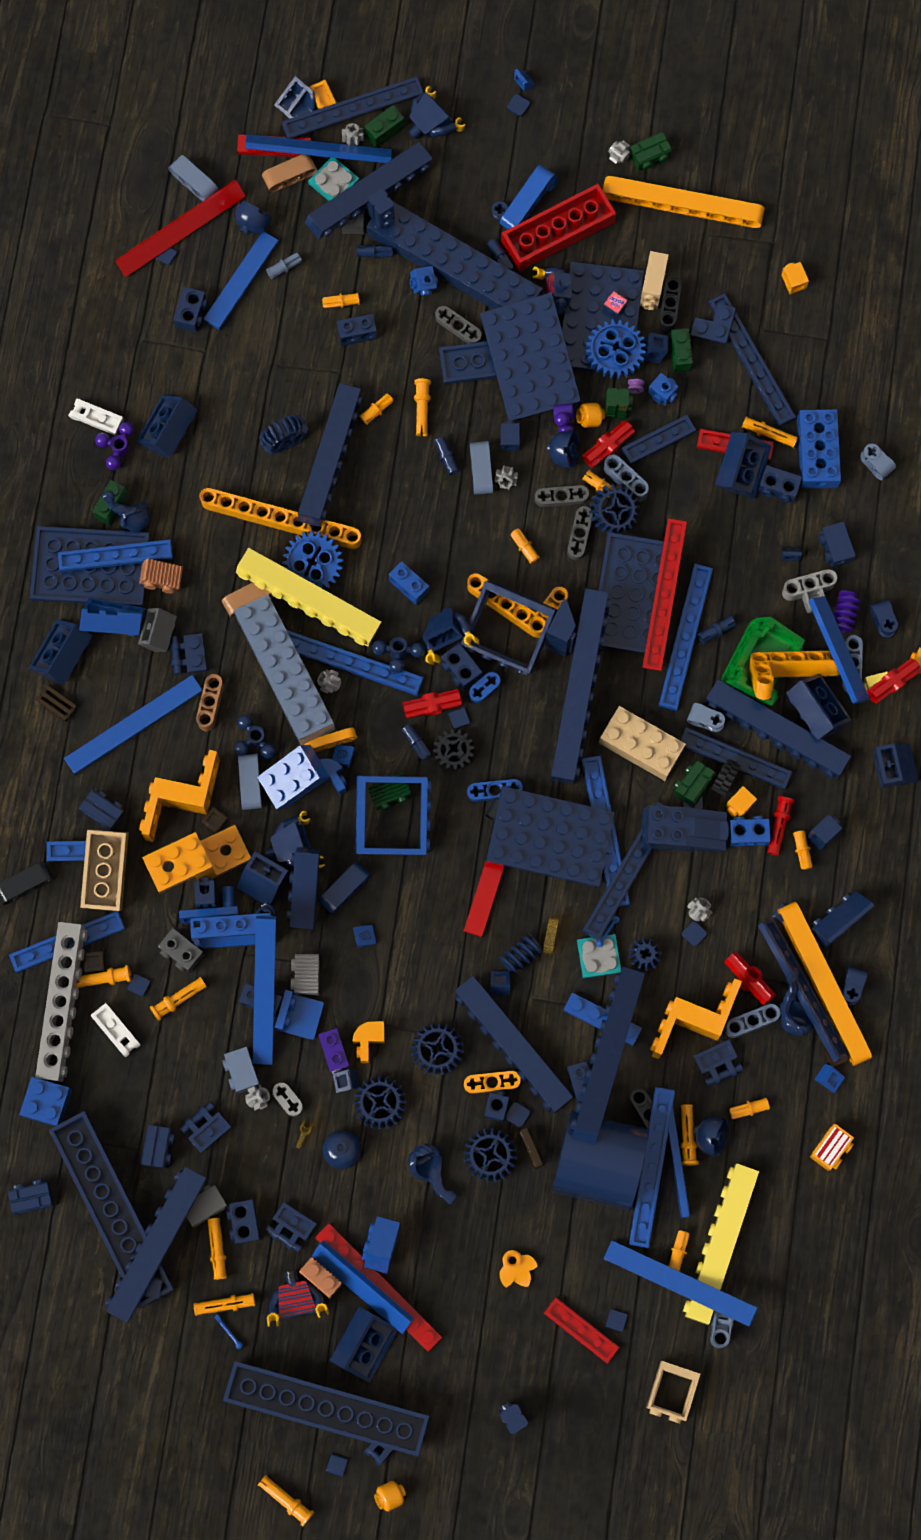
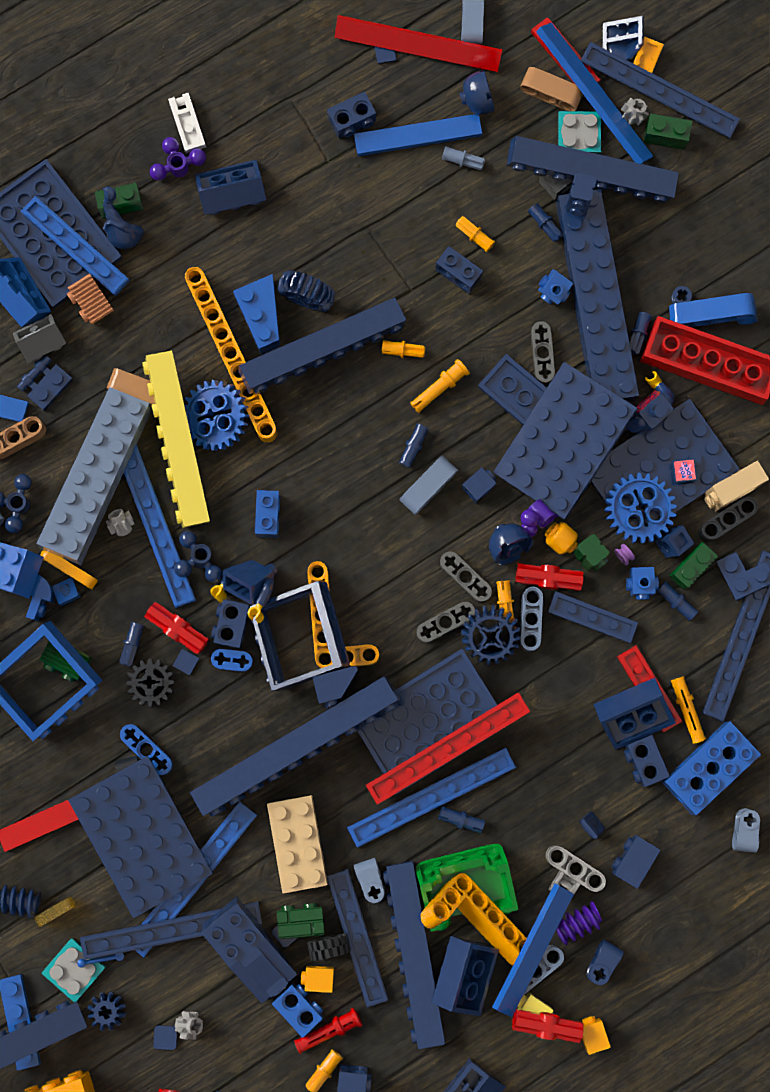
camera: 50 degrees right, 5 degrees up
(270, 477) = (259, 309): none -> blue wedge
(431, 117) = (712, 163): dark blue torso -> none
(506, 477) = (438, 514): light grey gear -> none
(525, 546) = (390, 584): light orange axle -> none
(694, 379) = (677, 601): none -> dark blue pin

